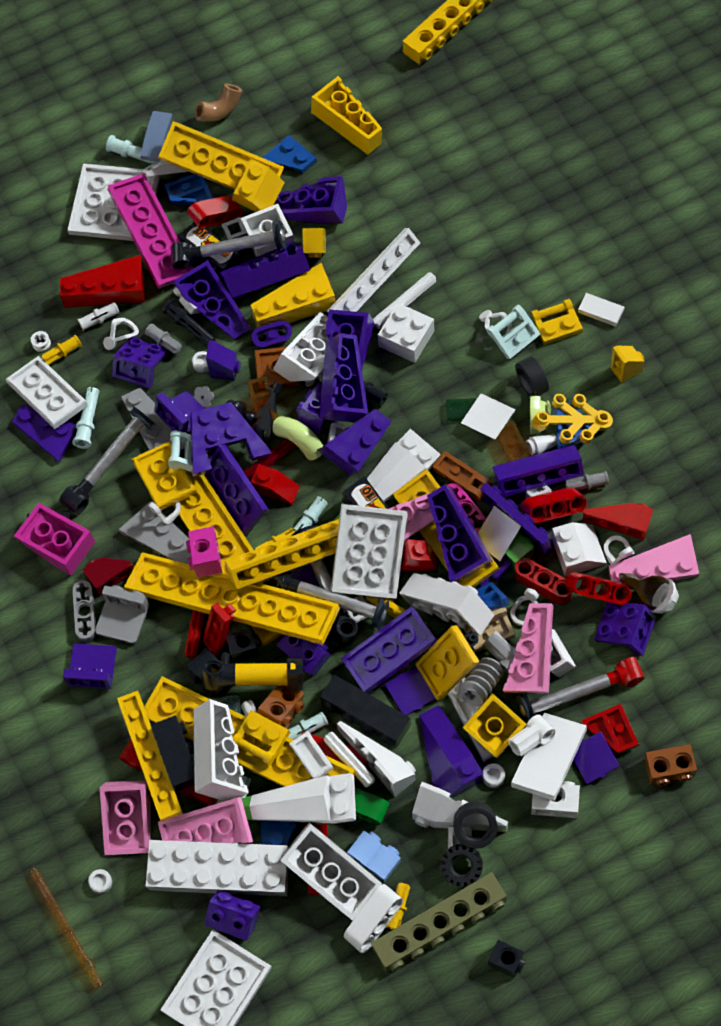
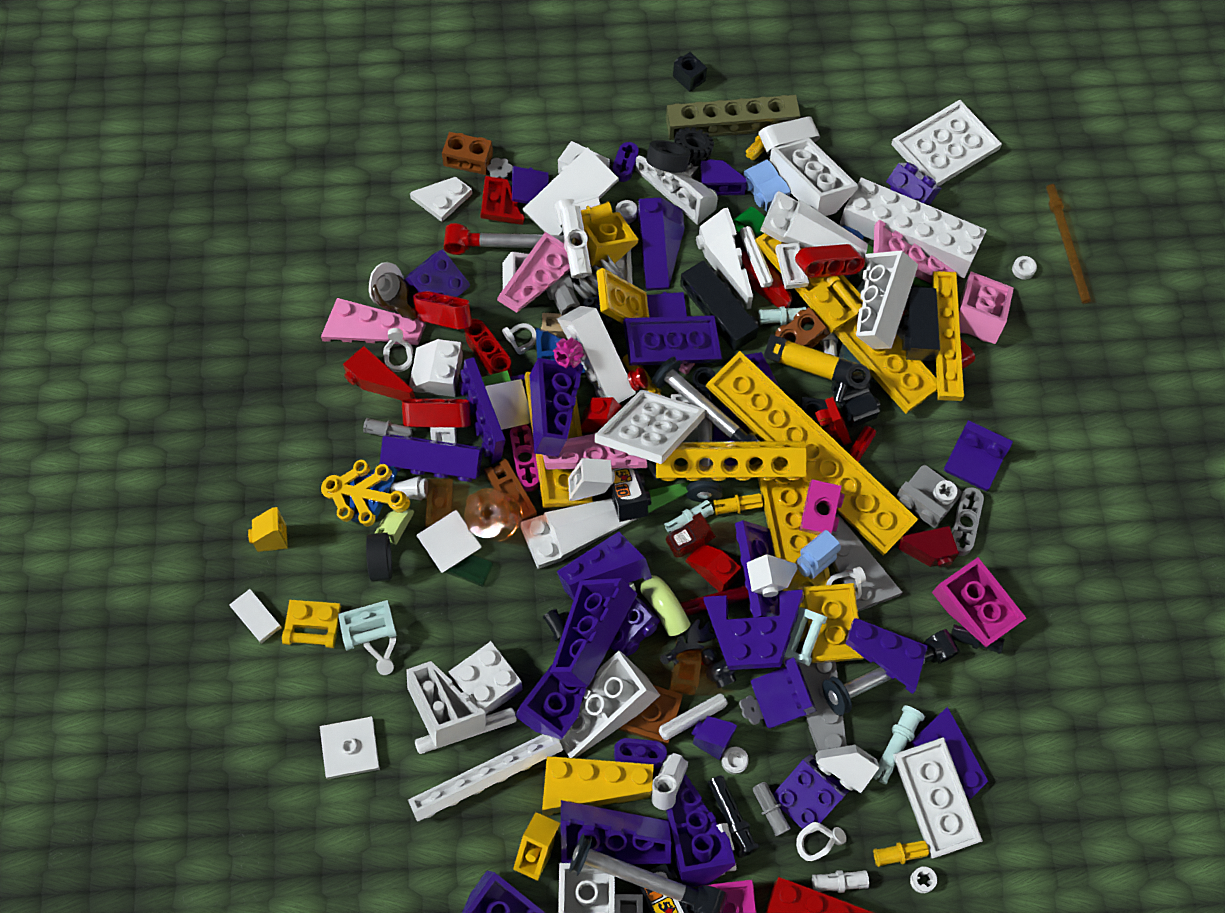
camera: 165 degrees left, 0 degrees up
(110, 615) = (946, 486): none -> white bush
(112, 465) = (892, 652): none -> dark purple wing
(118, 383) = (849, 764): none -> white slope
(192, 509) = (818, 554): none -> light blue brick
(222, 477) = (770, 574): none -> white slope
(242, 323) = (668, 781): none -> white piece
(244, 373) = (692, 716): none -> white axle
(277, 765) = (829, 260): none -> red beam
(301, 499) = (690, 536): none -> clear red leg
(396, 490) = (590, 478): none -> white slope
(402, 601) = (638, 379): none -> red bush
(422, 843) = (721, 178): none -> dark purple slope
(427, 297) = (442, 706): none -> white wedge
(463, 443) = (492, 514): none -> clear orange brick
(463, 572) = (568, 352): none -> dark pink gear
(479, 257) = (349, 748): none -> white plate
(516, 725) = (597, 212): none -> yellow axle
(520, 693) = (577, 255): none -> white piece
(525, 827) = (629, 162): none -> dark purple beam
(633, 761) = (499, 168): none -> light grey plant
(668, 713) = (442, 197): none -> white wing

